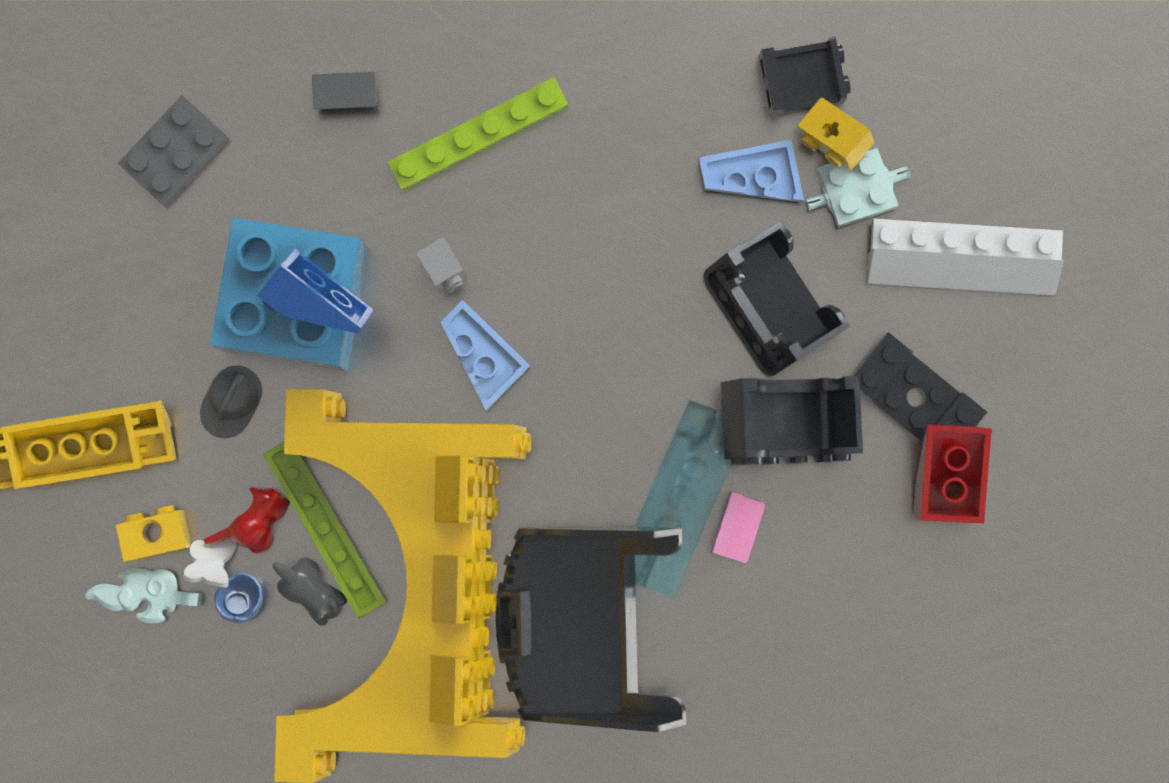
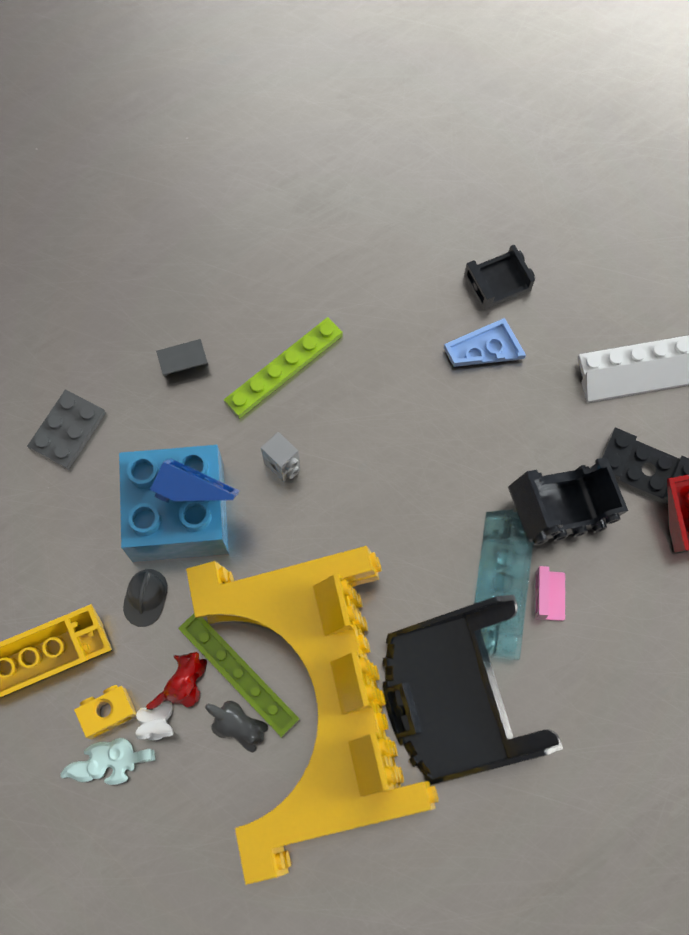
camera: 10 degrees left, 15 degrees down
(240, 599) = (184, 744): medium blue hair -> none
(484, 355) = (326, 514): light blue wing -> none
(770, 301) = (521, 428): black windscreen -> none
(835, 134) = (534, 305): yellow brick -> none
(858, 192) = (559, 340): light aqua plate -> none

